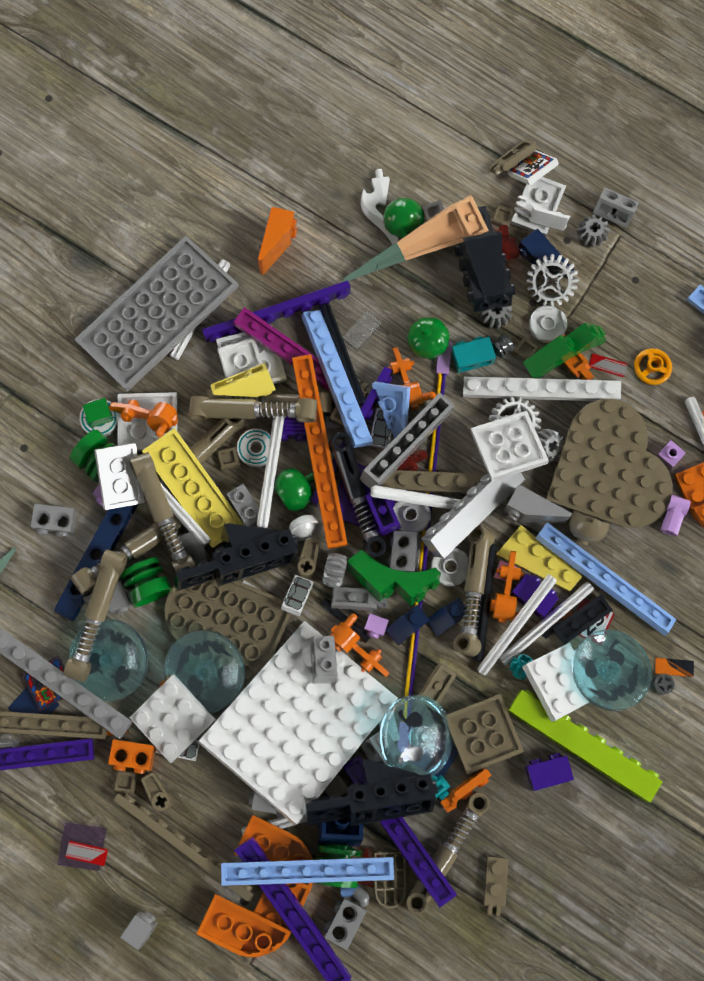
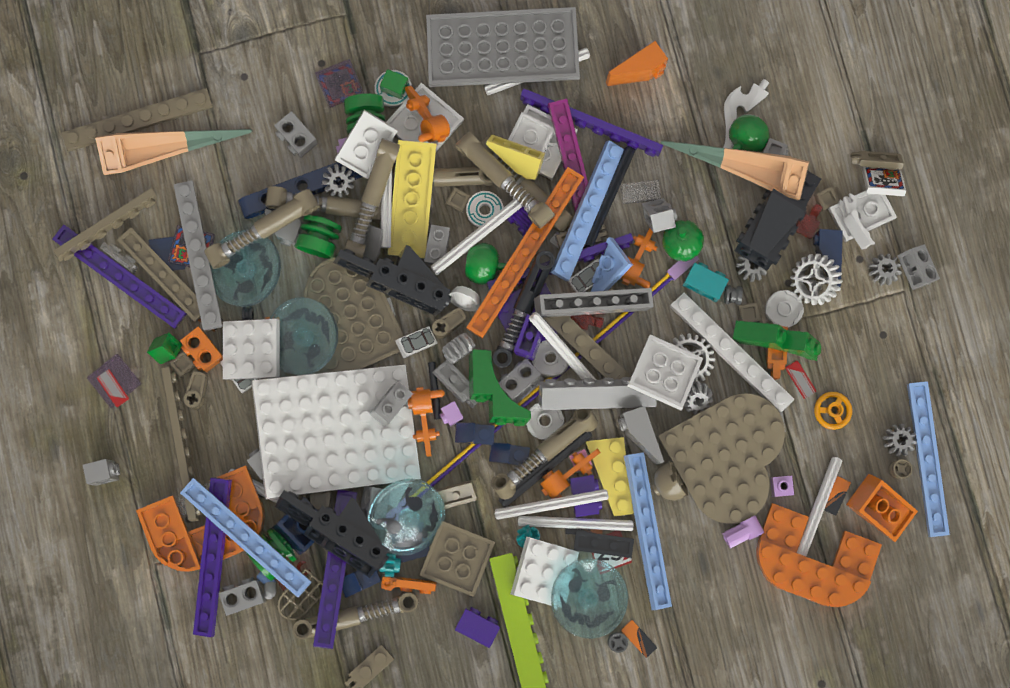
camera: 40 degrees right, 5 degrees up
(52, 450) = (339, 82): none -> tile
(100, 782) = (164, 348): none -> green panel
(114, 524) = (332, 176): none -> light grey gear
(143, 693) = (248, 313): none -> black bush
(393, 334) = (659, 215): none -> light grey brick
(424, 825) = (358, 581): none -> dark blue slope

